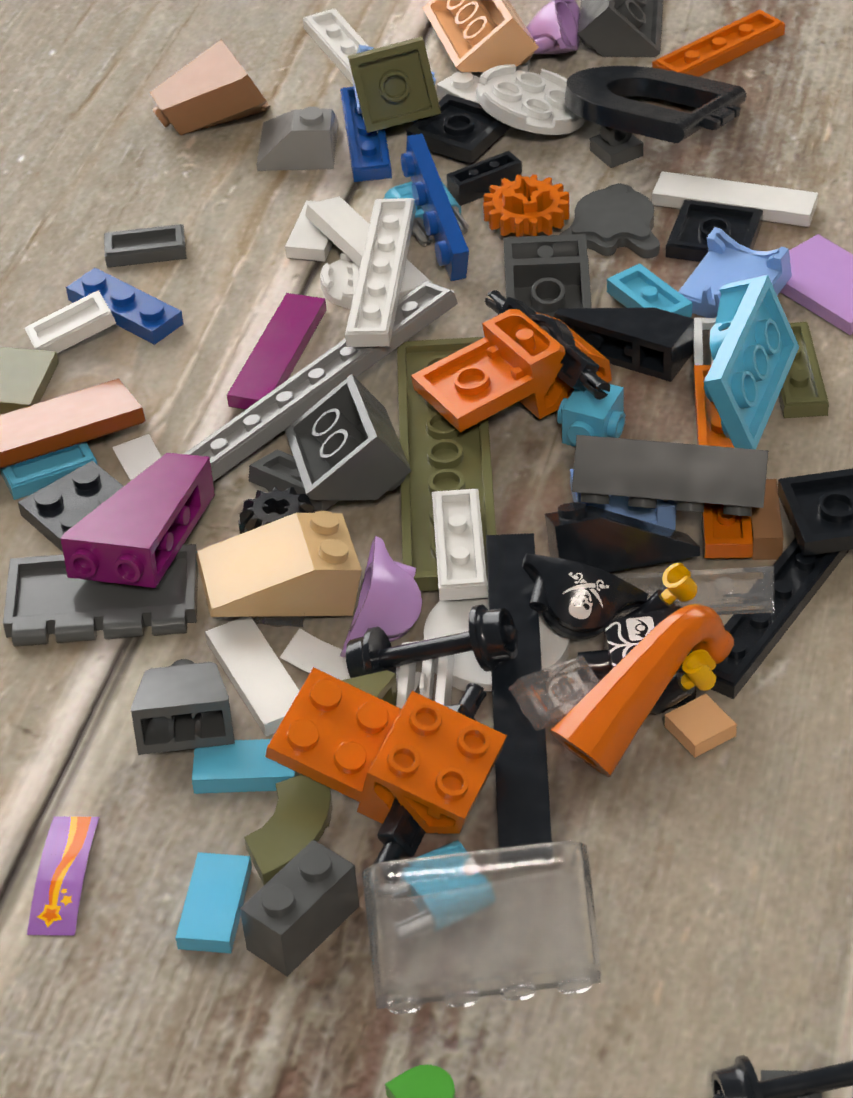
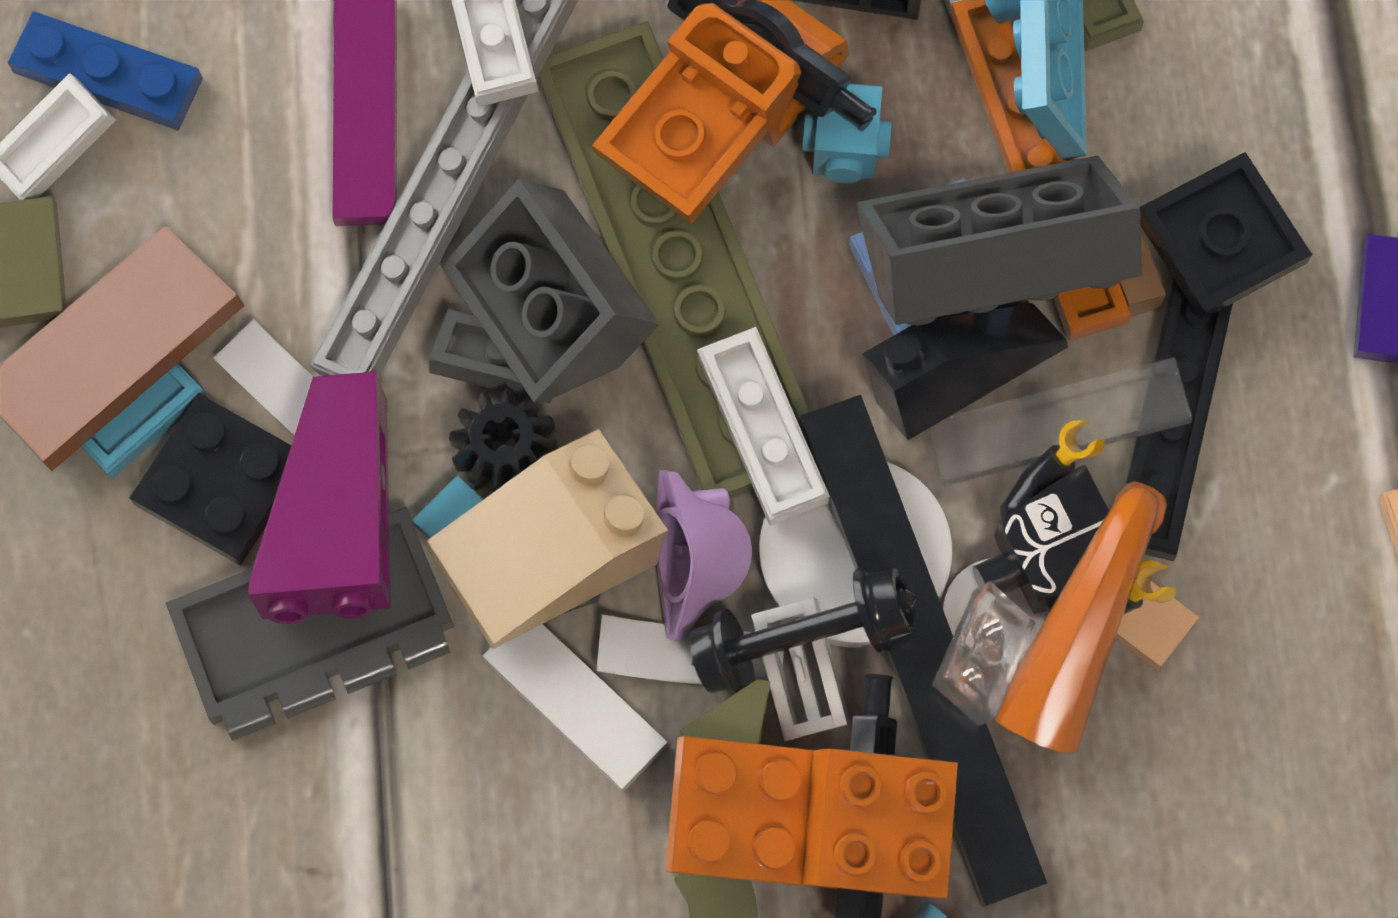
camera: 20 degrees left, 30 degrees up
(181, 708) = (514, 800): dark grey torso -> none
(237, 768) = (612, 854): medium azure tile -> none
(578, 596) = (955, 498): black hat -> none

